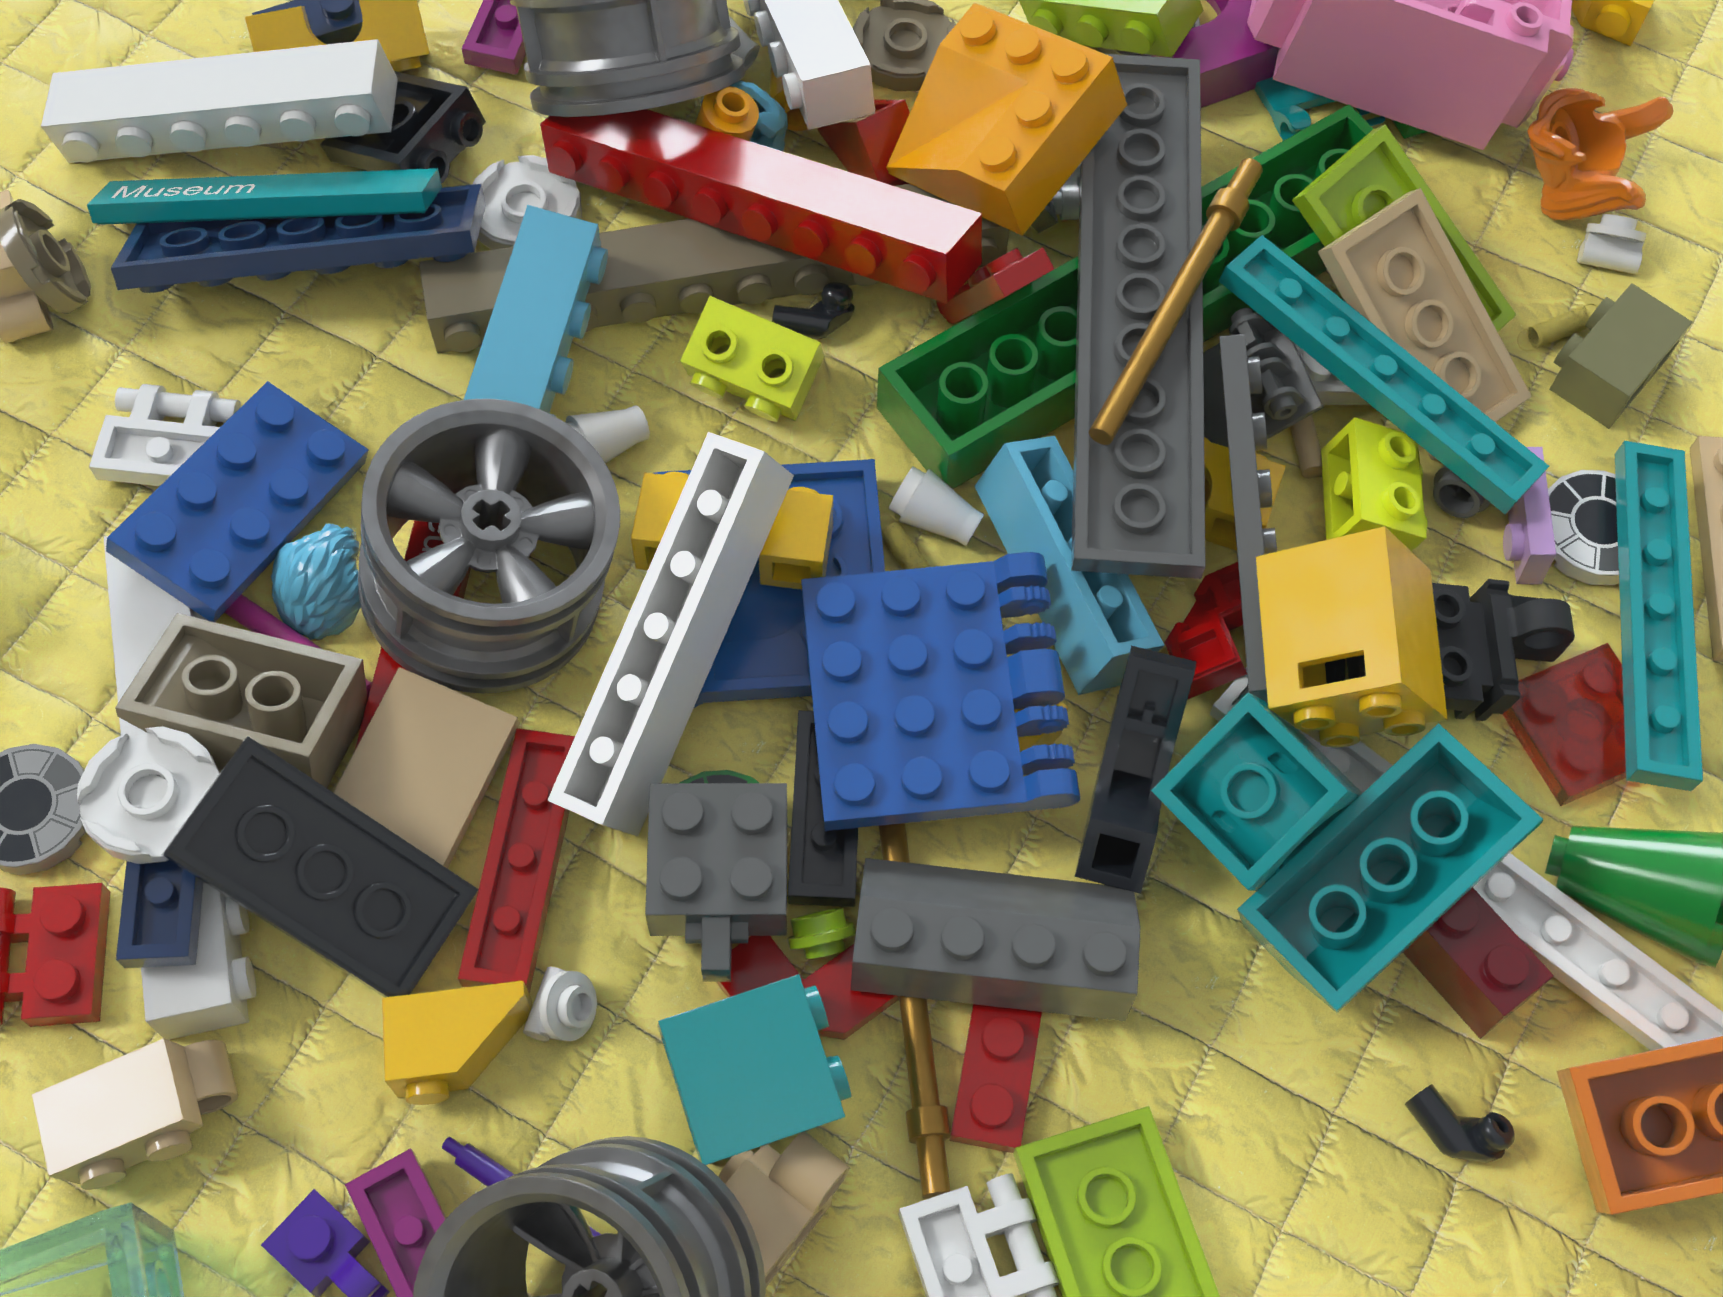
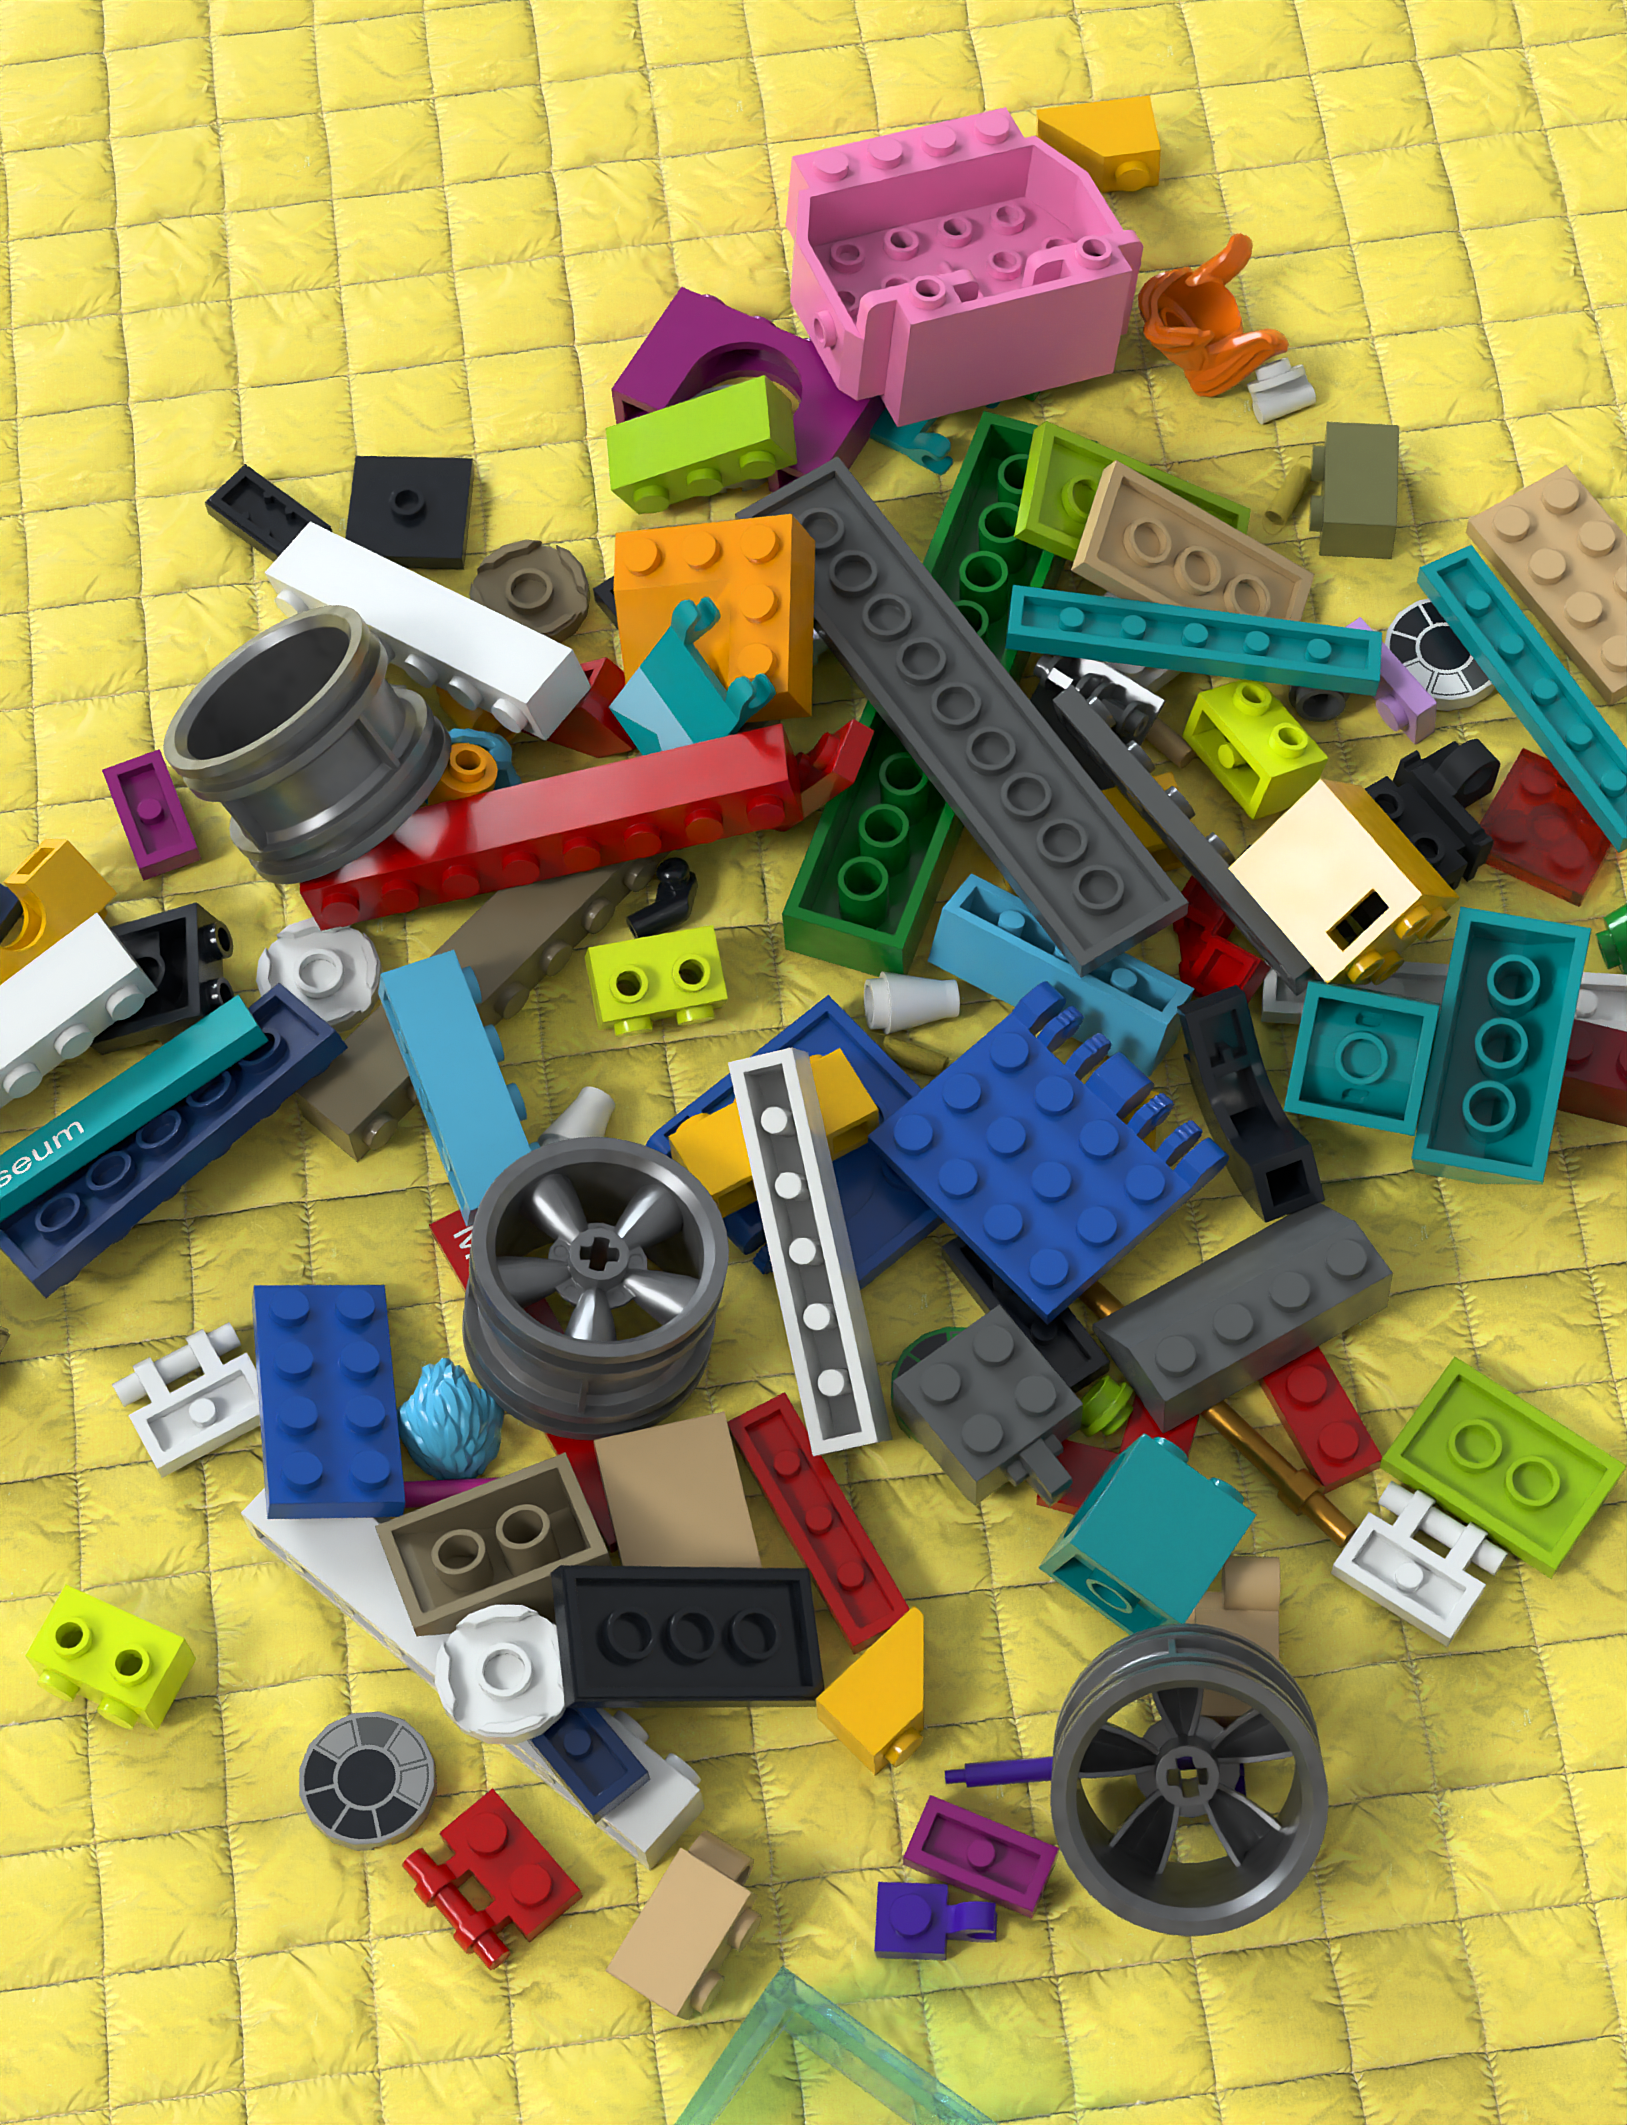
camera: 30 degrees left, 0 degrees up
(562, 1006) = (949, 1609): white plate -> none
(926, 148) = (676, 694): none -> teal flag
(1223, 215) = (972, 588): pearl gold bar -> none

